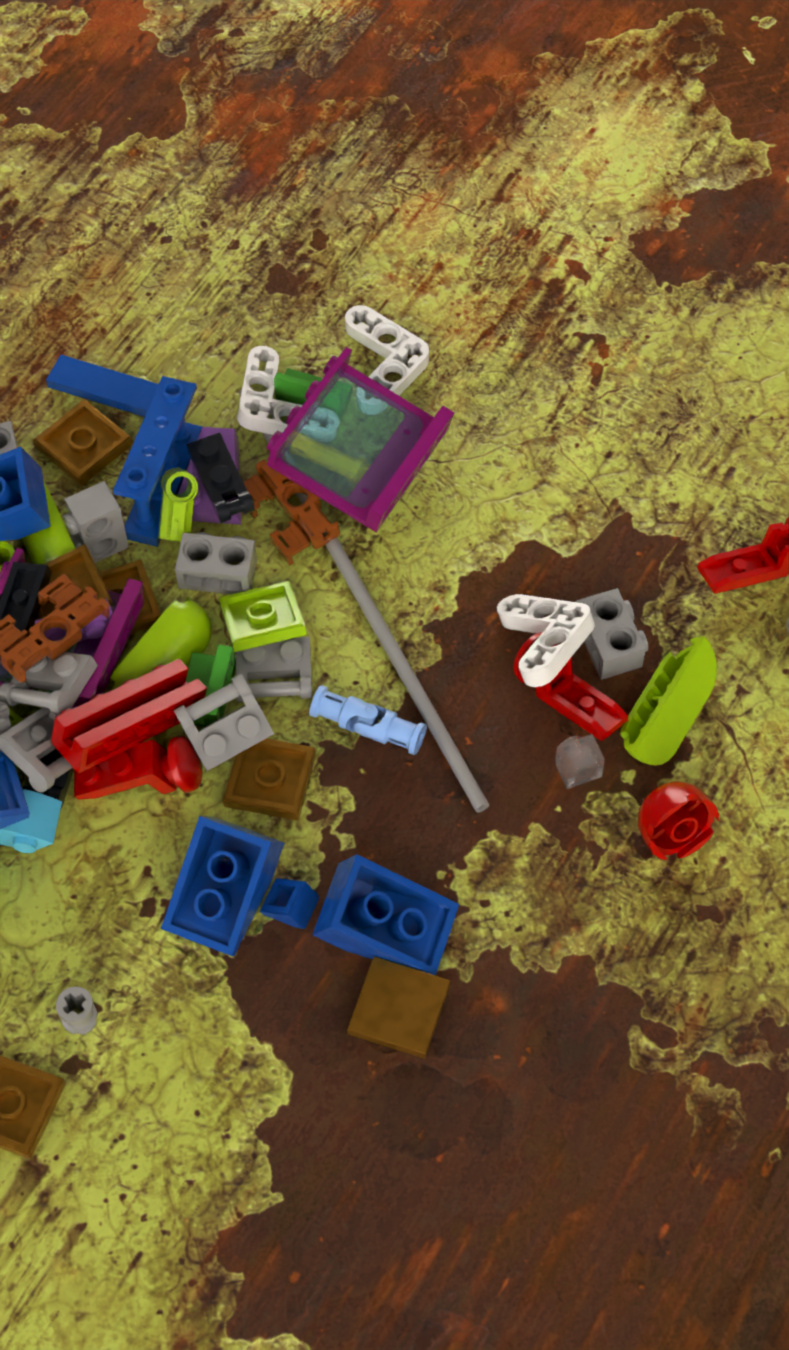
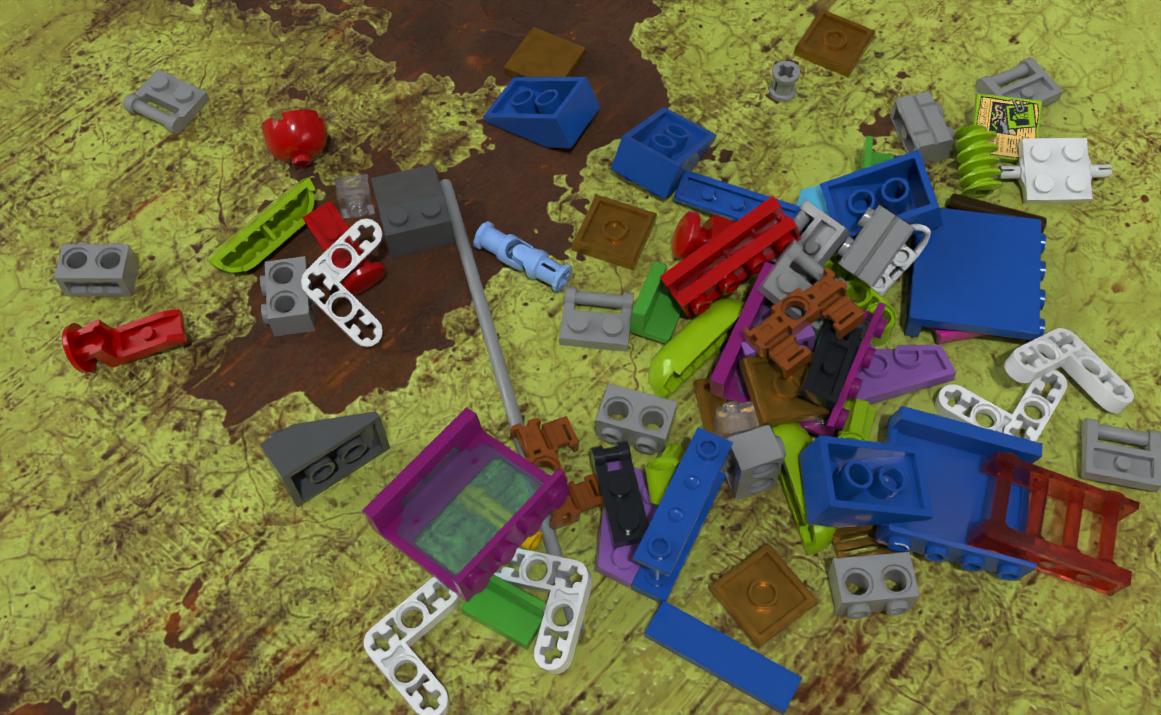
camera: 170 degrees left, 0 degrees up
(114, 559) = (735, 419): none -> clear plate
(122, 812) = (722, 198): none -> blue tile
(230, 733) = (646, 250): light grey plate -> none
(262, 616) = (598, 357): lime tile -> none
(290, 902) = (610, 136): blue slope -> none
(511, 761) = (413, 211): none -> dark grey slope
(513, 470) = (323, 452): none -> dark grey slope

